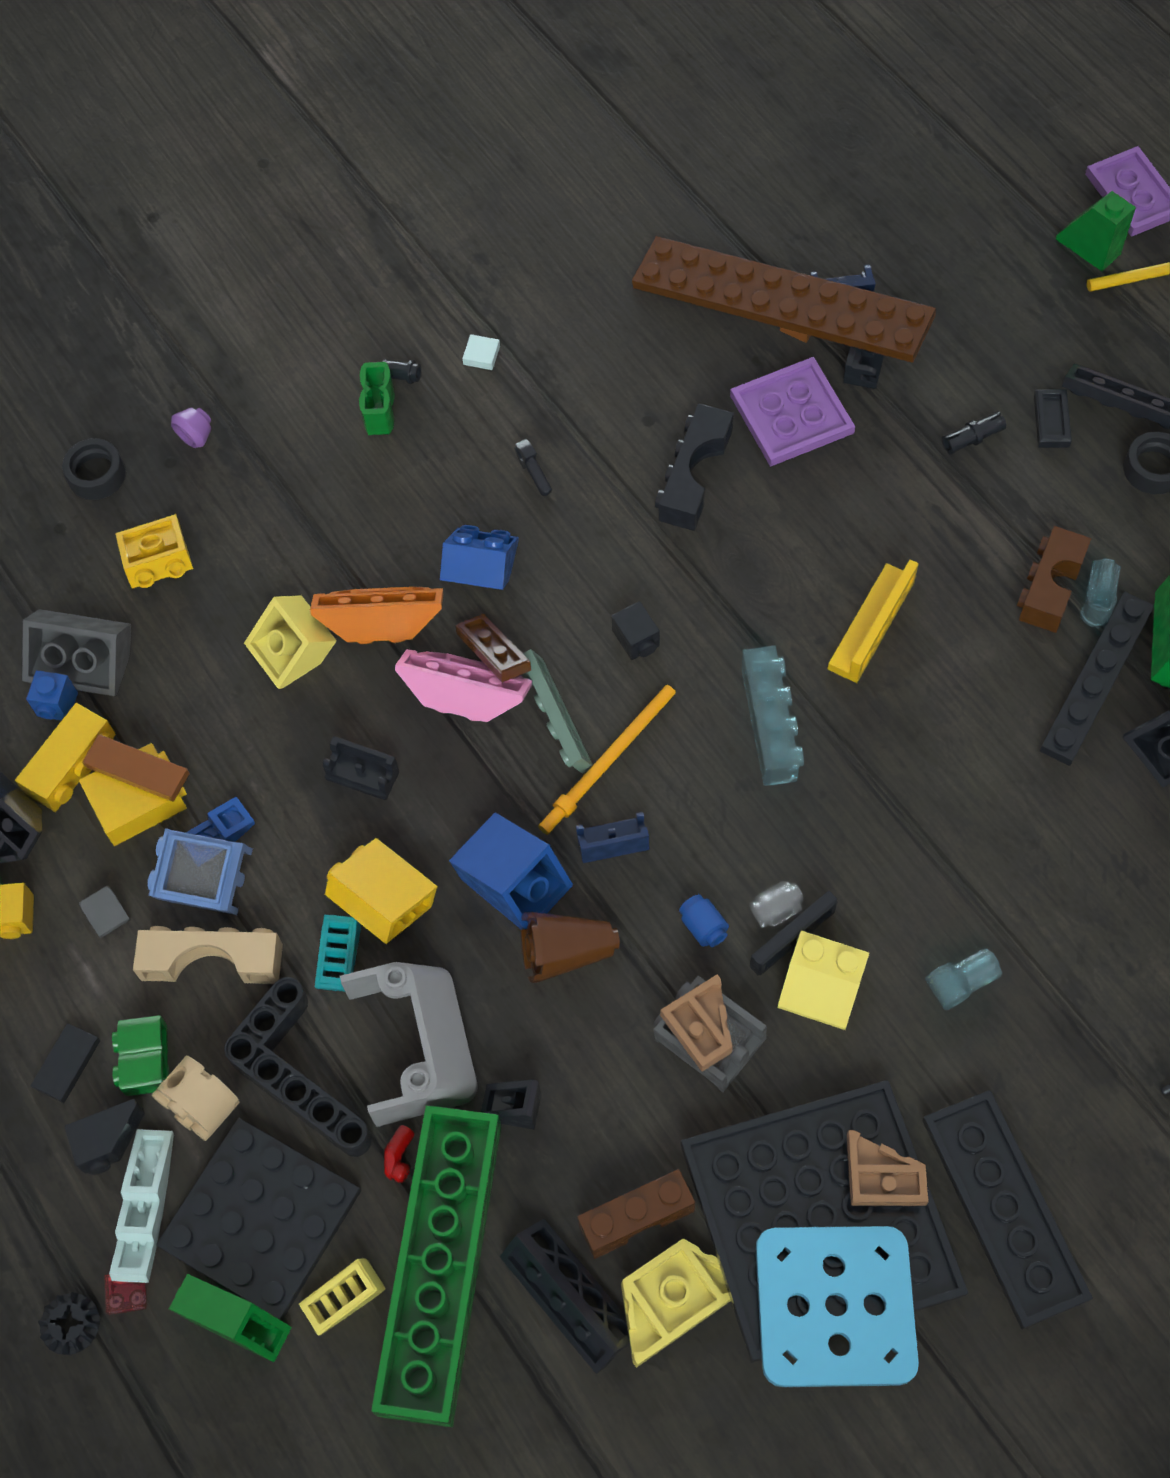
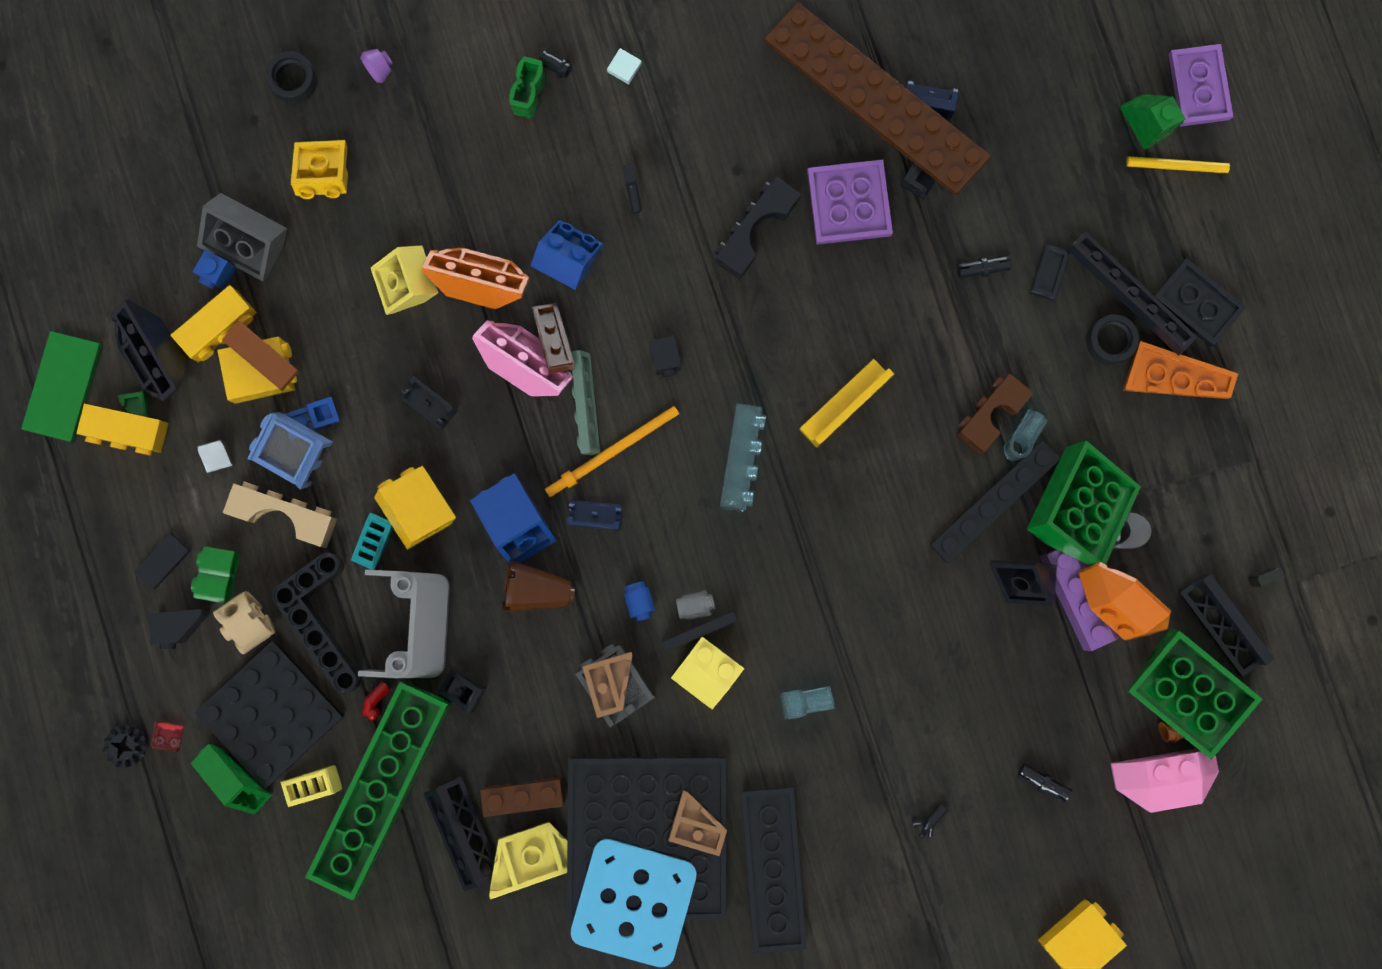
camera: 10 degrees right, 20 degrees up
(142, 1206) = (191, 682): light aqua slope -> none

